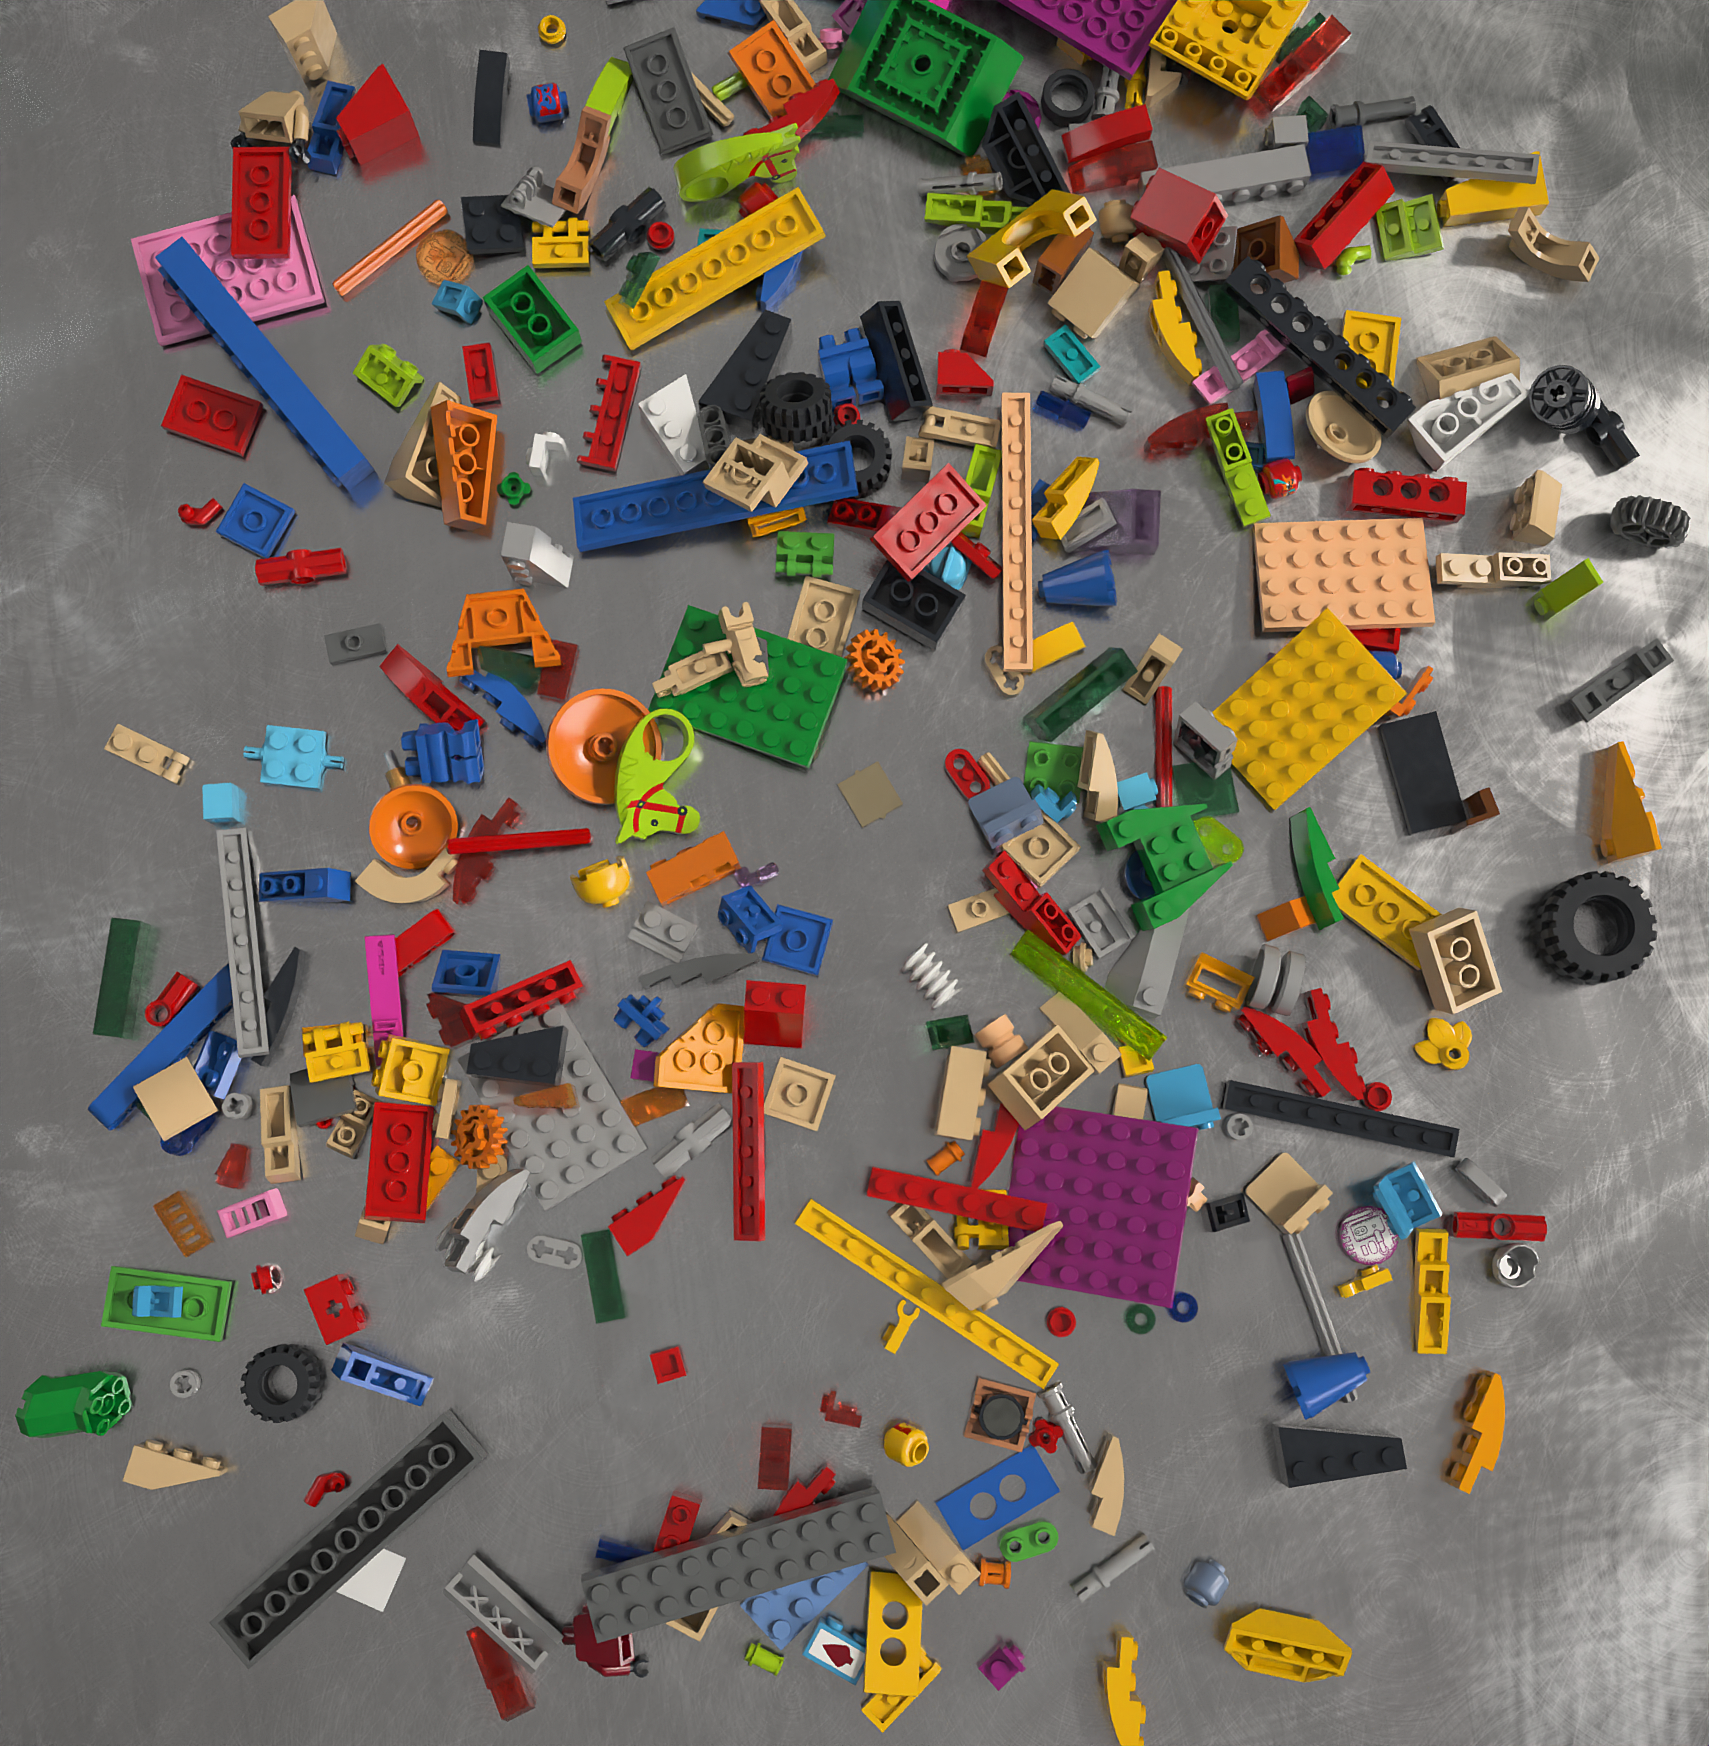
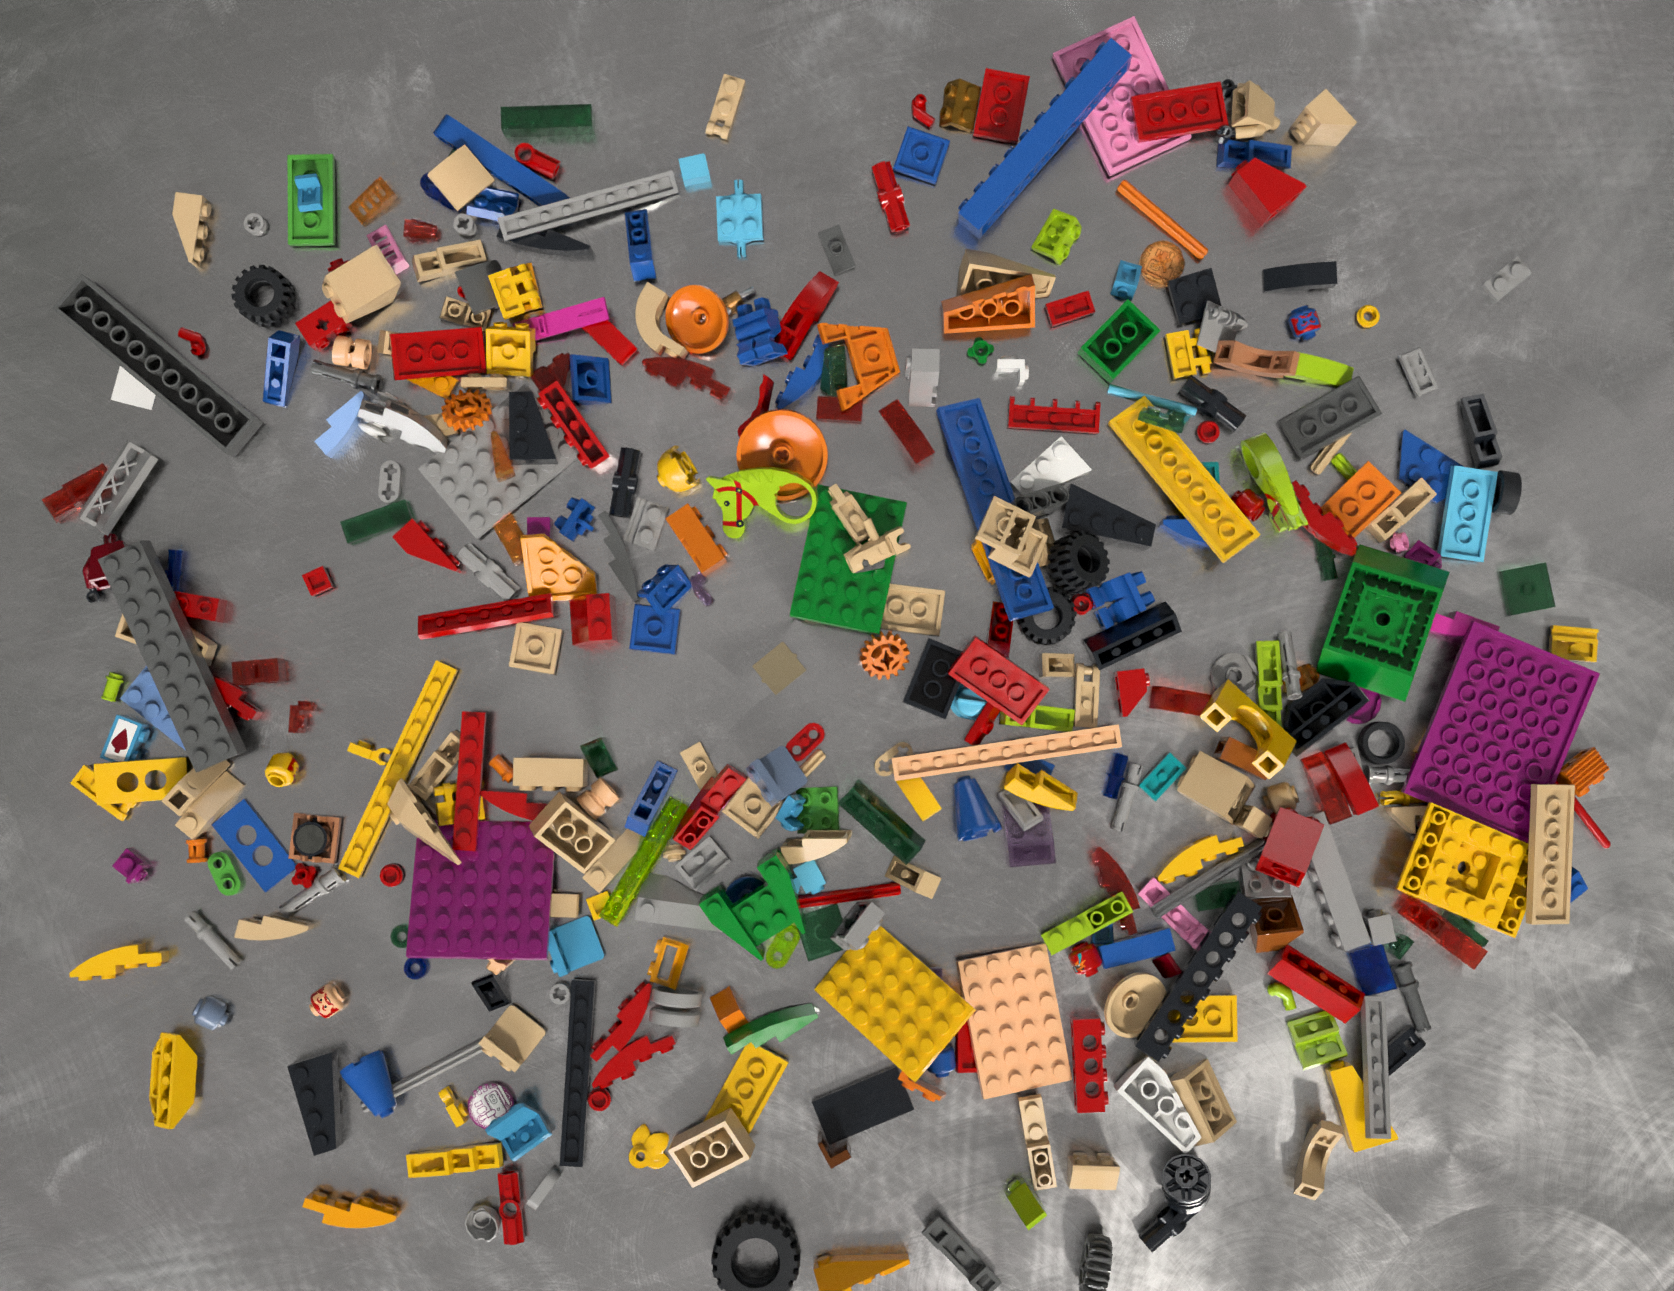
camera: 85 degrees right, 5 degrees up
(74, 1404) = (226, 146): green brick -> none
(200, 465) = (960, 105): none -> pearl gold bracket
(292, 1247) = (361, 285): none -> tan slope
(376, 1287) = (356, 352): none -> light nougat wheel
(412, 1277) = (356, 378): none -> dark grey pin
(470, 1301) = (343, 424): none -> light blue slope
(518, 841) = (697, 401): red axle -> none
(543, 765) = (765, 392): none -> red arm
(602, 591) = (907, 433): none -> clear red slope
(605, 950) = (624, 482): none -> black piece
(612, 289) = (1157, 401): none -> medium azure bar
(805, 547) = (968, 587): bright green plate -> none
(930, 976) = (640, 736): white piece -> none
(1011, 976) = (650, 799): none -> blue slope
(1210, 1427) = (327, 1001): none -> light nougat head

